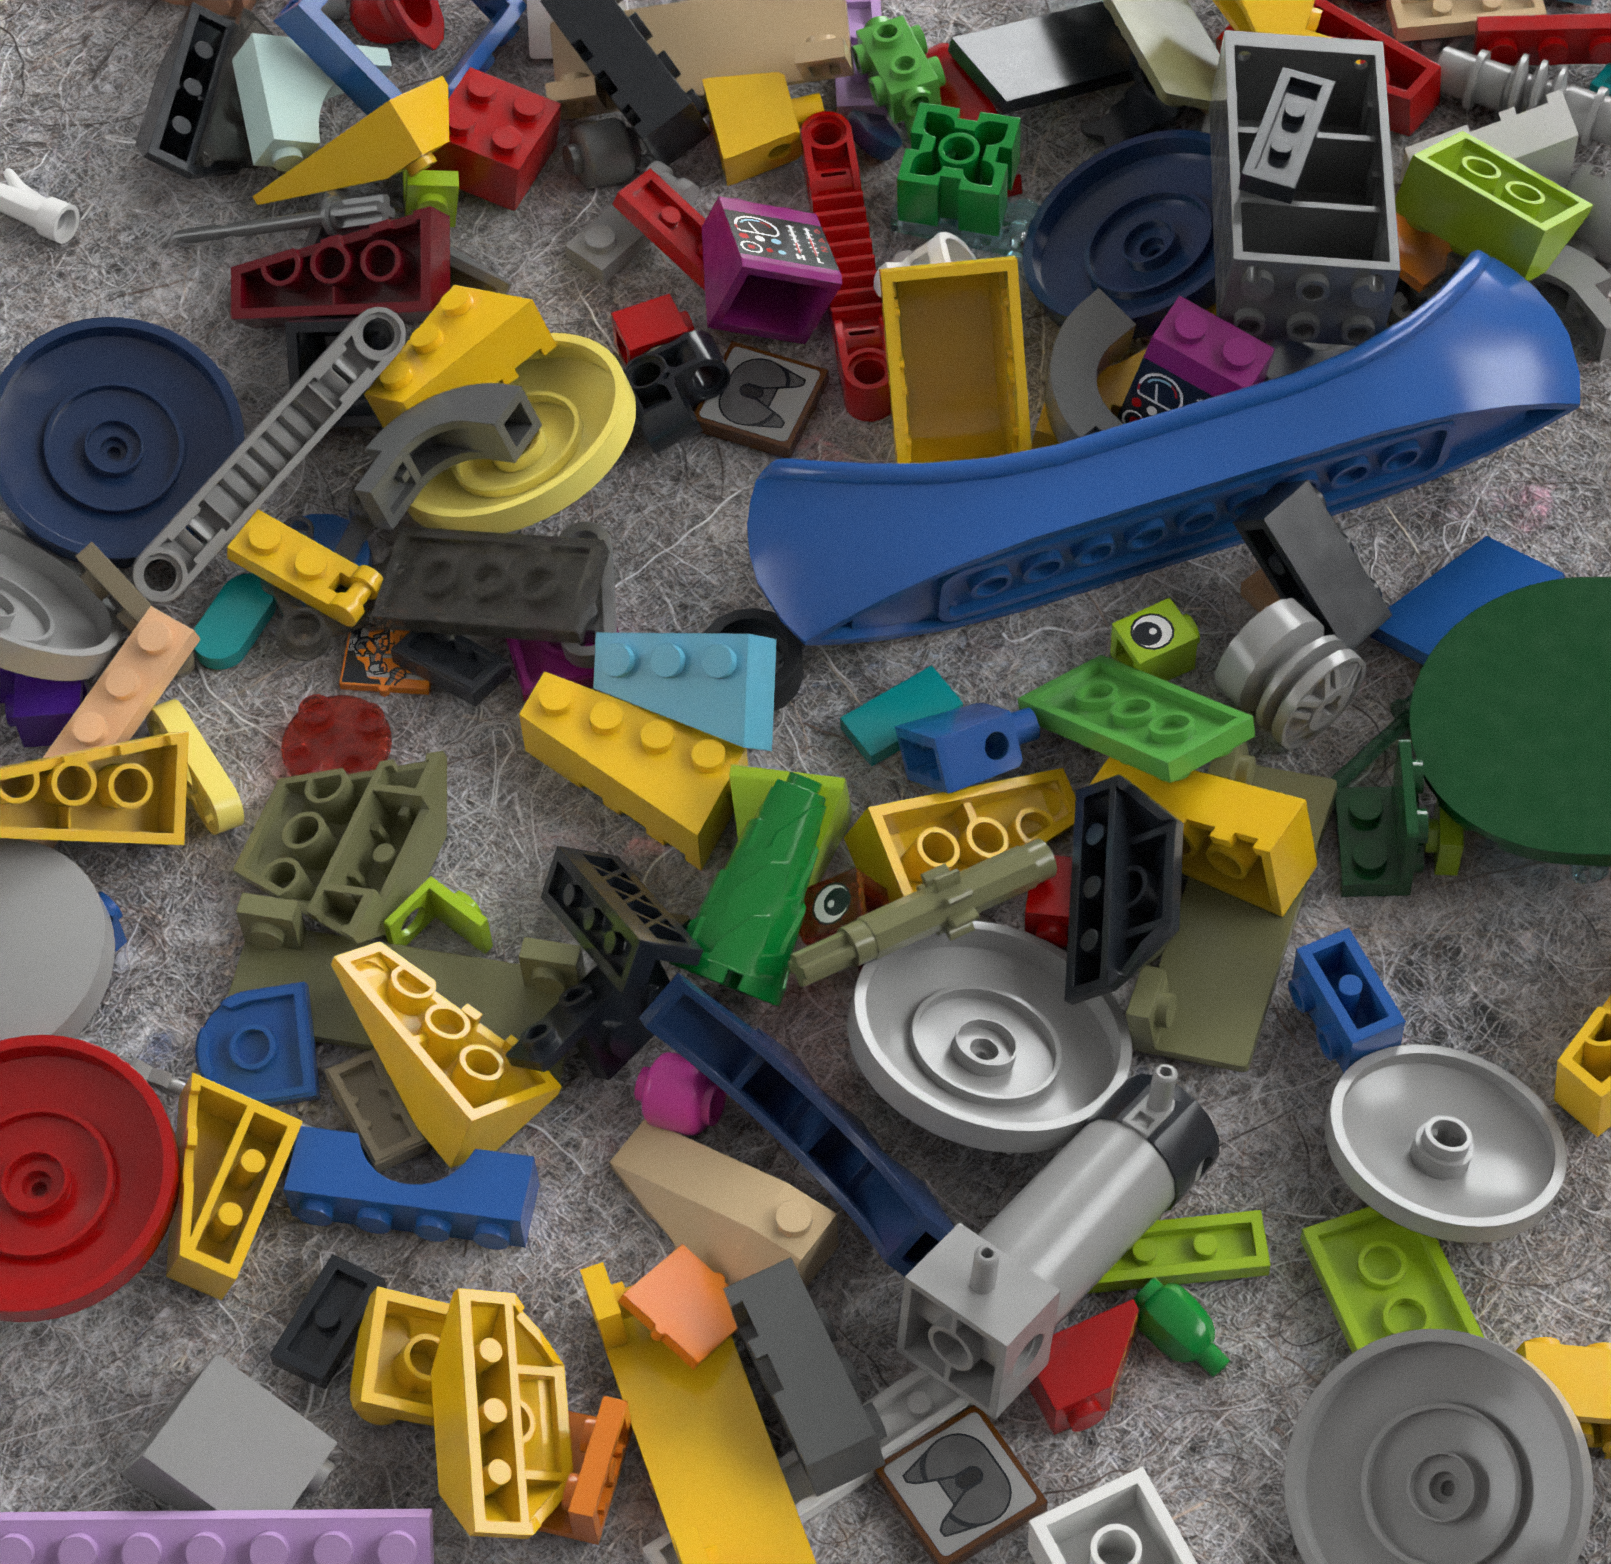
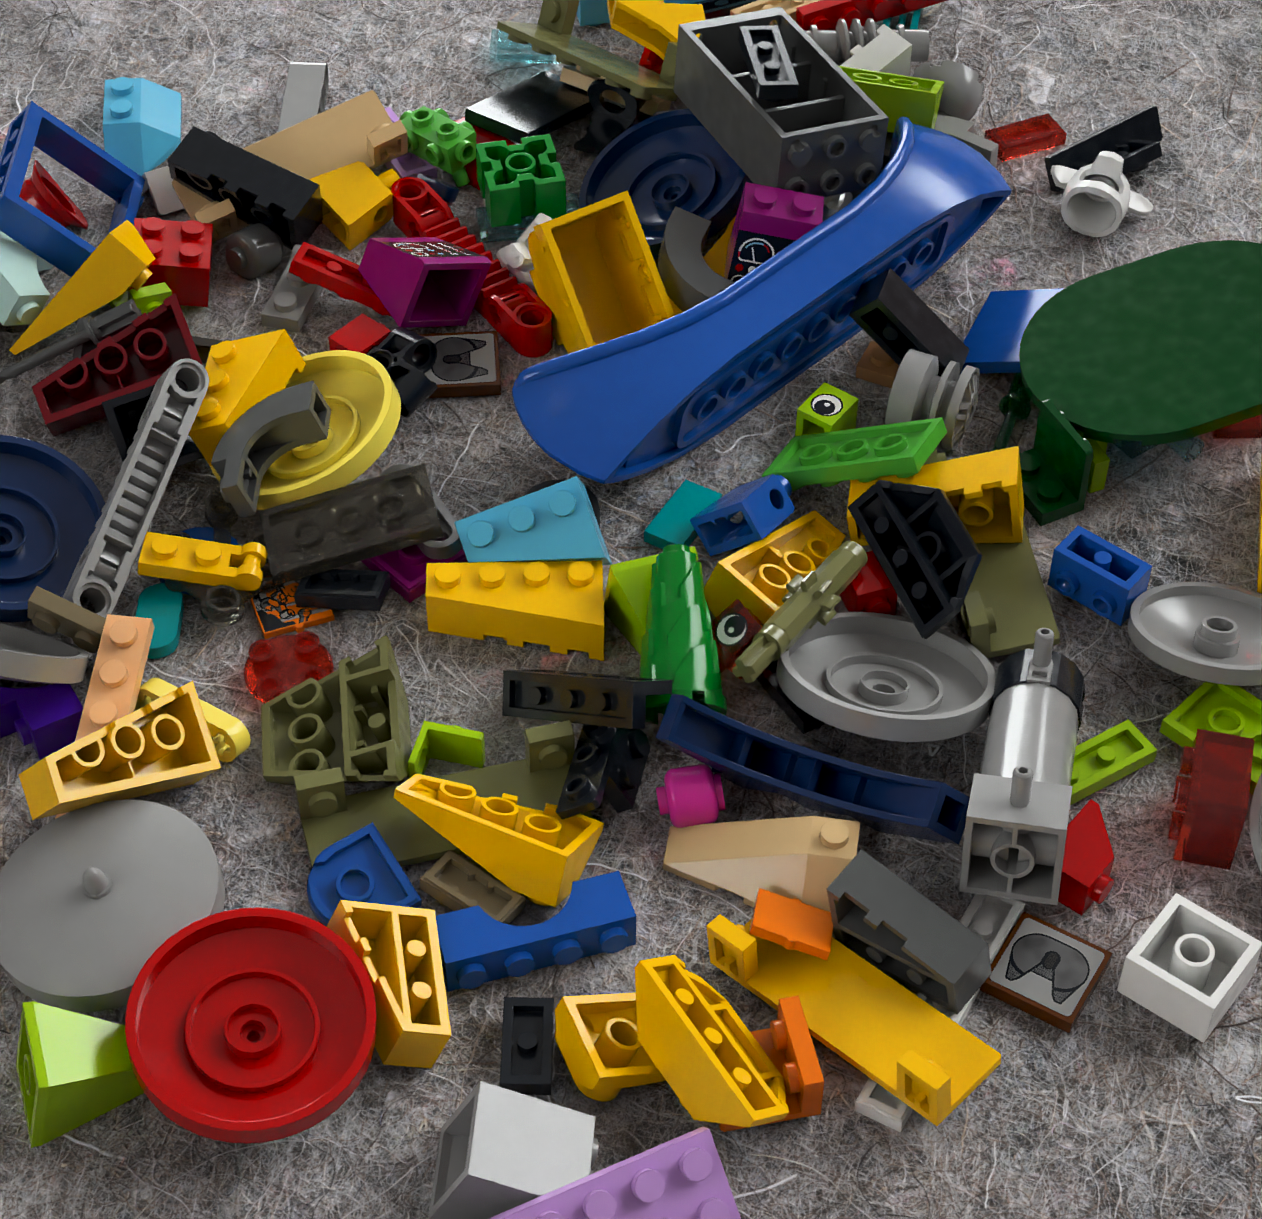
camera: 30 degrees left, 10 degrees down
(1178, 1325) = (1125, 811): green plant -> none
(1279, 1360) = (1211, 798): none -> clear red brick

